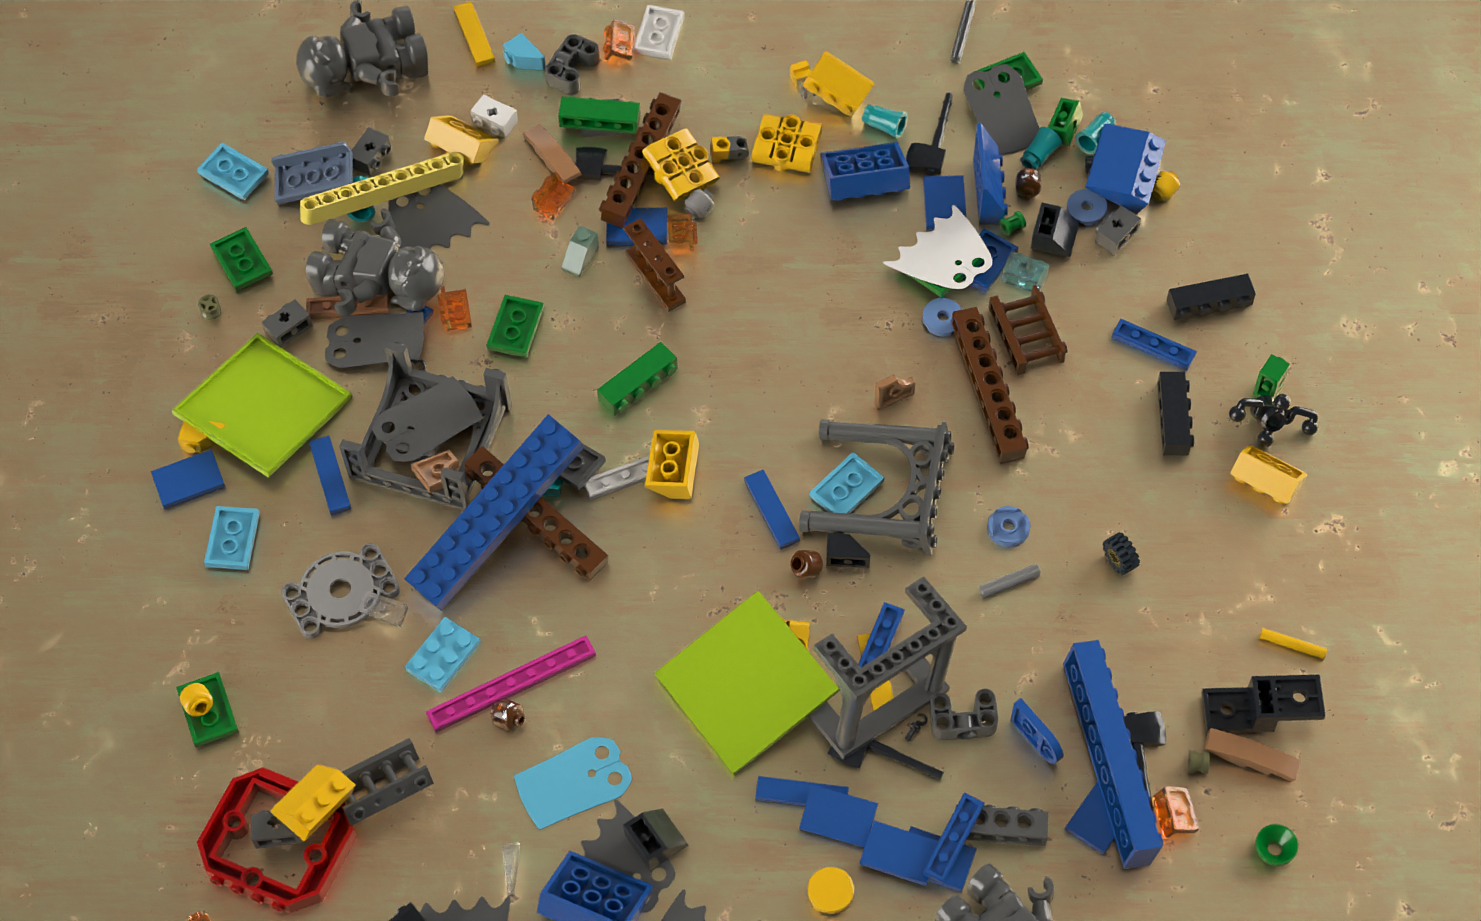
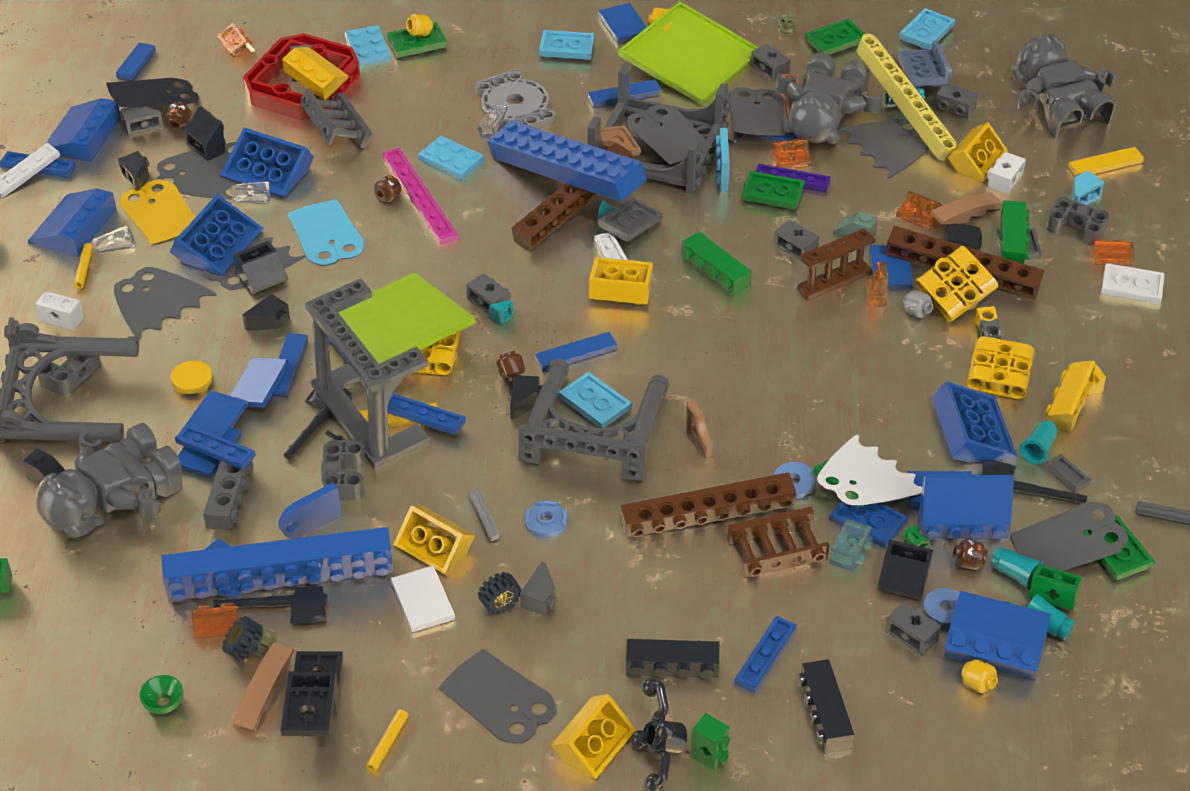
camera: 90 degrees right, 15 degrees down
(208, 769) = (368, 45): none -> medium azure plate
(456, 859) = (265, 159): none -> blue slope
(472, 365) = (722, 159): none -> medium azure plate
(497, 288) = (812, 181): none -> dark purple tile
(601, 305) = (795, 239): none -> dark grey brick
(699, 589) = (486, 291): none -> dark grey brick
(719, 579) = (501, 312): none -> teal slope
(726, 820) = (267, 314): none -> black slope
(918, 105) = (1067, 473): none -> dark grey tile
(1050, 620) = (433, 539): none -> yellow slope
(1105, 522) = (539, 592): none -> dark grey slope
(1123, 627) = (422, 599): none -> white tile
(1200, 769) = (242, 638): none -> black wheel
(1217, 566) = (488, 690): none -> dark grey piece

